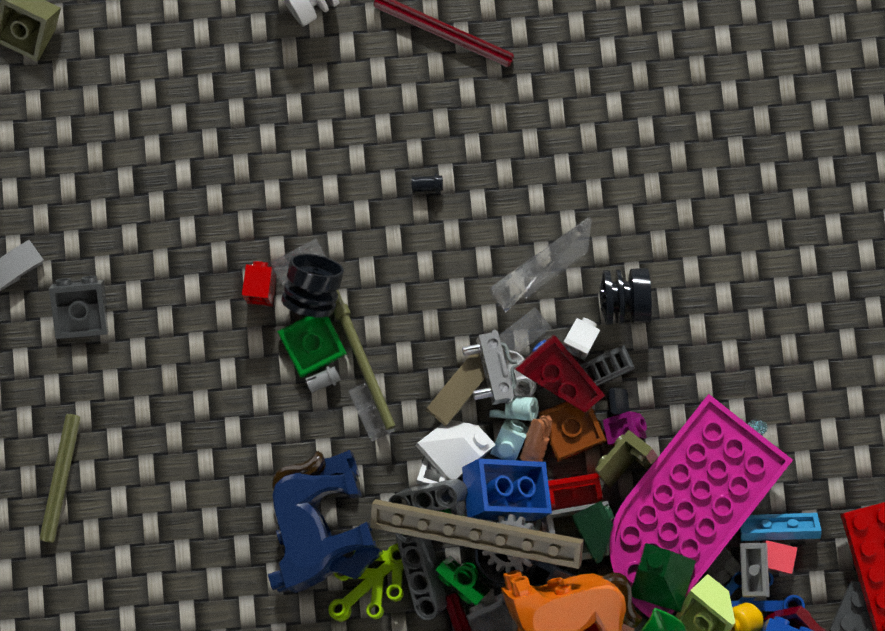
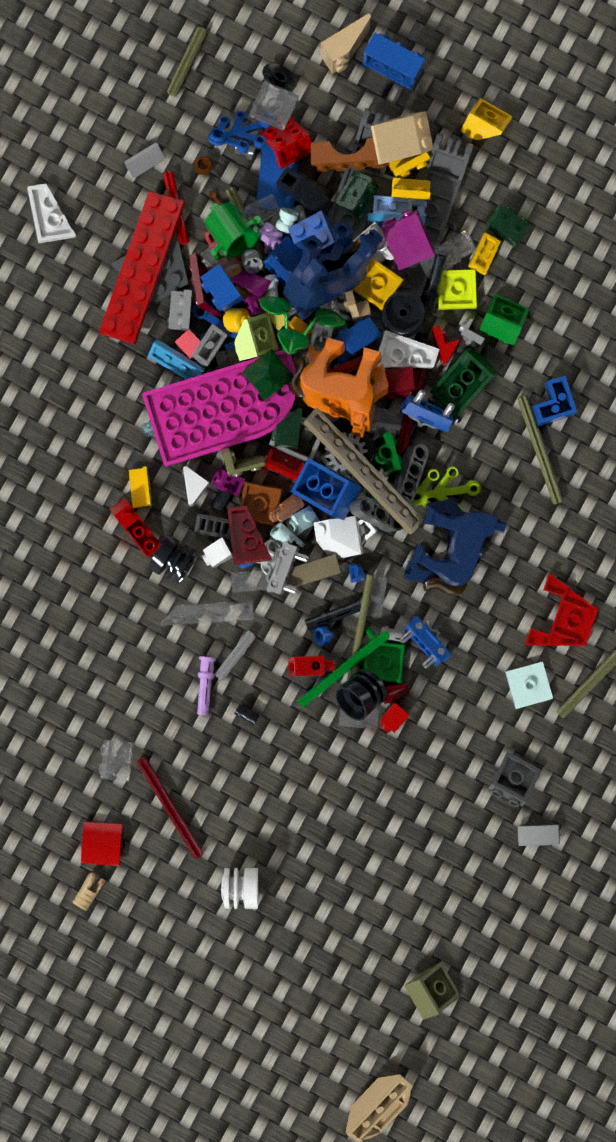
camera: 150 degrees left, 5 degrees up
(126, 529) = (571, 622): none -> red wing
(130, 425) = (529, 685): none -> light aqua plate
(277, 317) = (395, 692): none -> dark red cone
(278, 396) = (429, 643): none -> blue piece
(334, 356) = (375, 642): none -> green piece
(399, 325) = (322, 636): none -> blue tile
(401, 275) = (303, 666): none -> red torso
(406, 353) = (332, 615): none -> black pin
(409, 421) = (356, 573): none -> blue tile
(483, 240) = (235, 655): none -> light grey axle
(500, 195) = (206, 675): none -> lavender pin
(537, 40) = (115, 760): none -> clear bracket
(660, 399) = (194, 485): none -> white slope
(694, 307) = (135, 527): none -> red slope
(719, 356) = (140, 487): none -> yellow panel
(818, 590) = (180, 310): none -> light grey bracket

